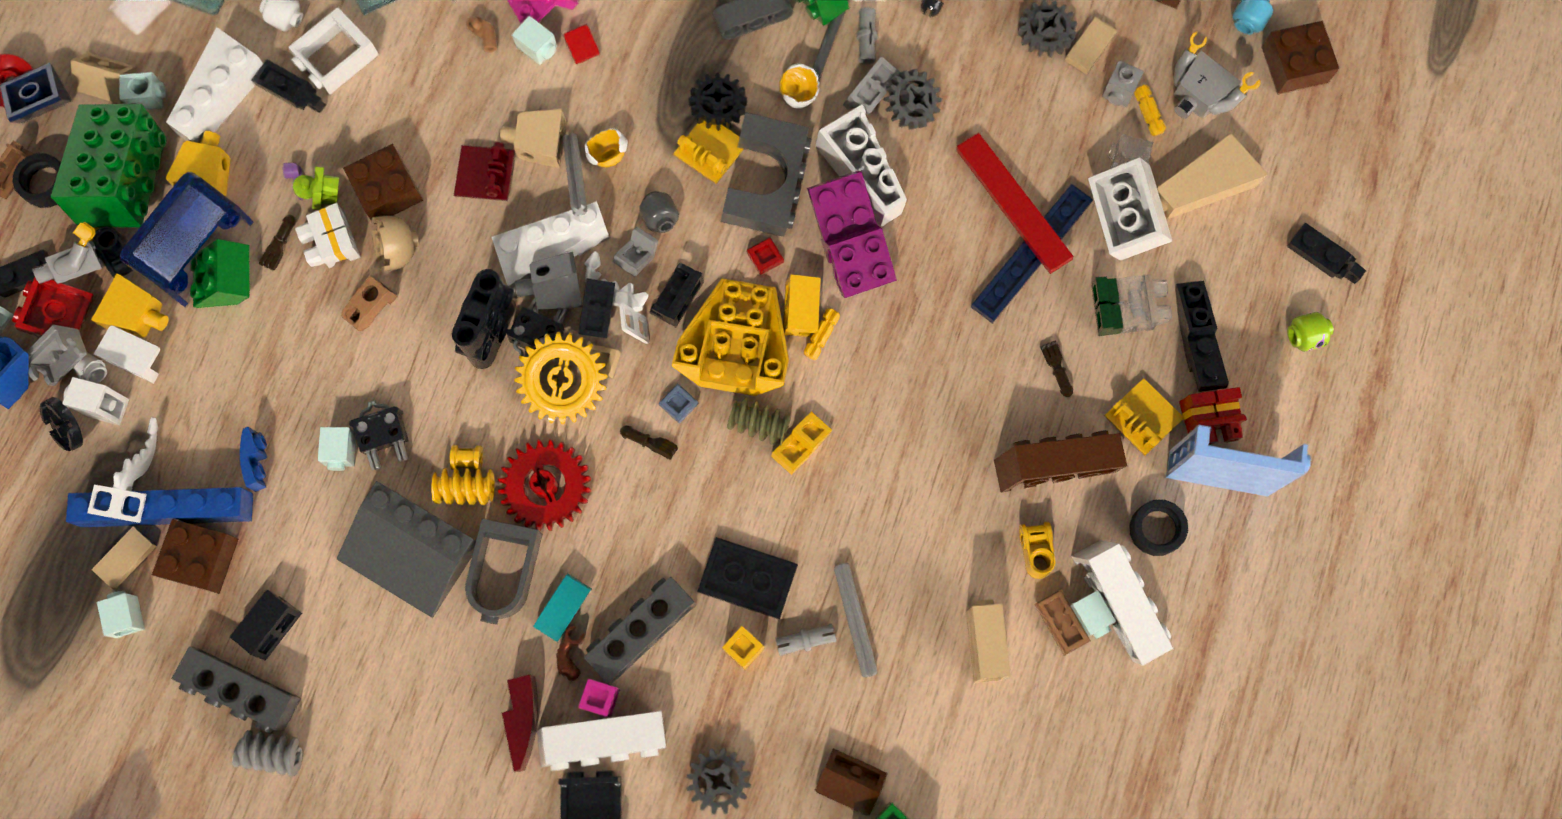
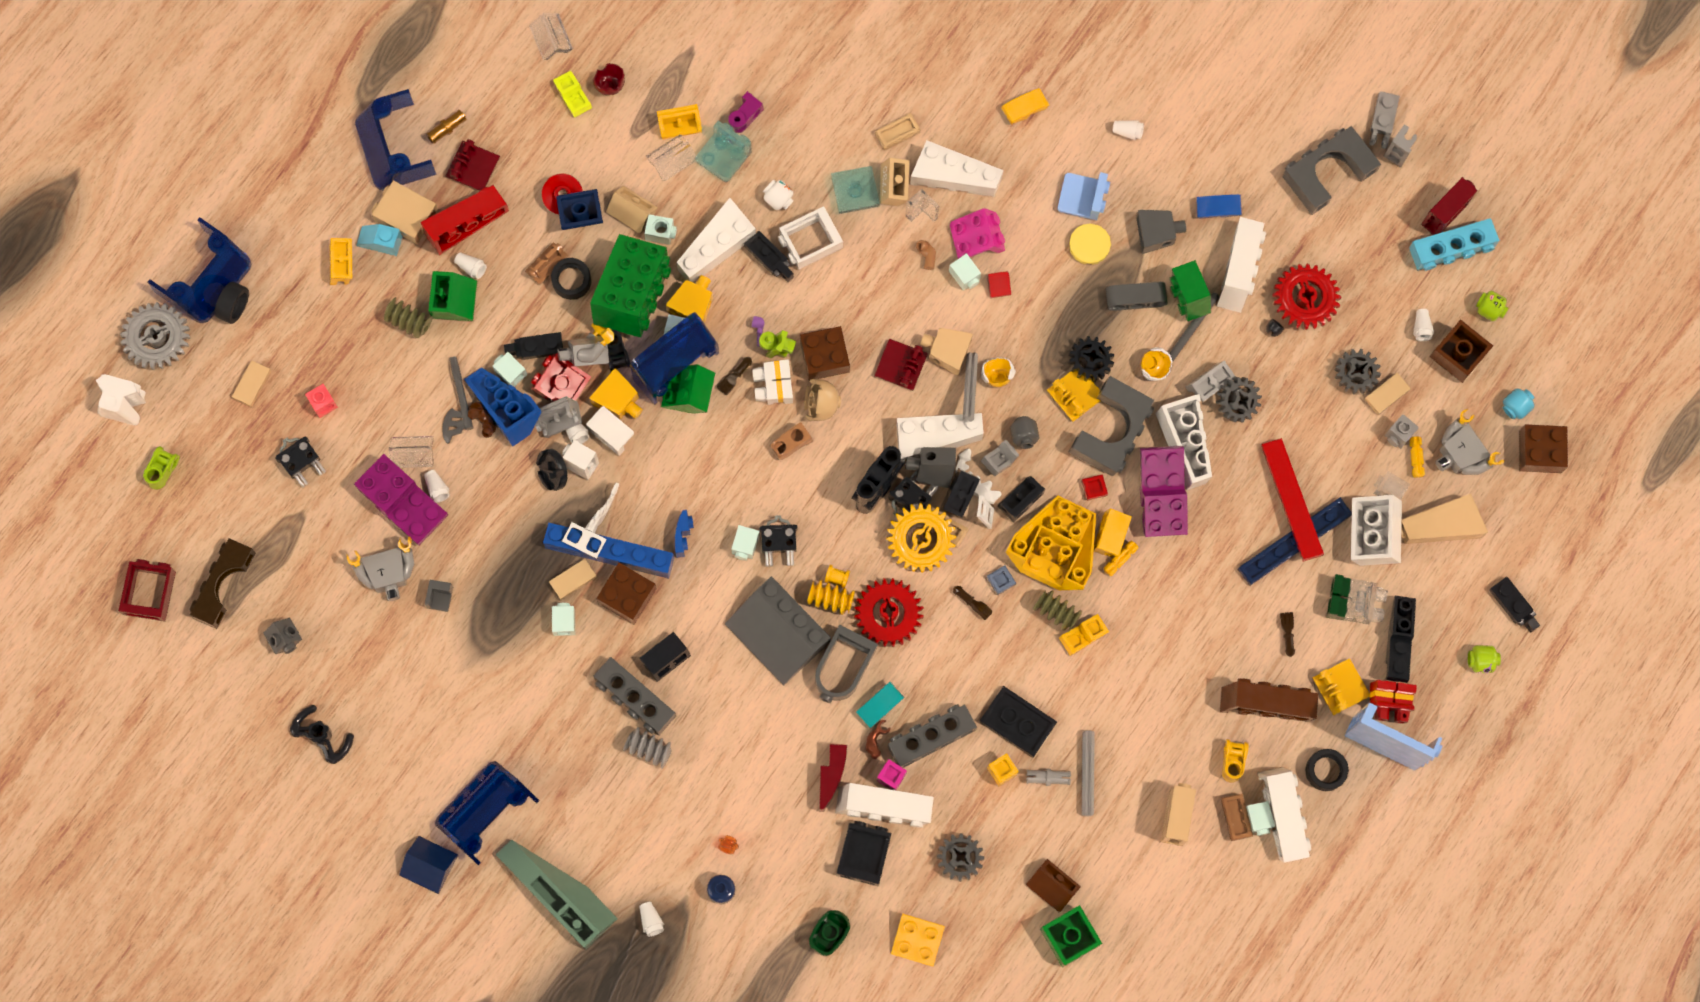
camera: 10 degrees right, 0 degrees up
(867, 35) = (1218, 338): light grey pin -> none

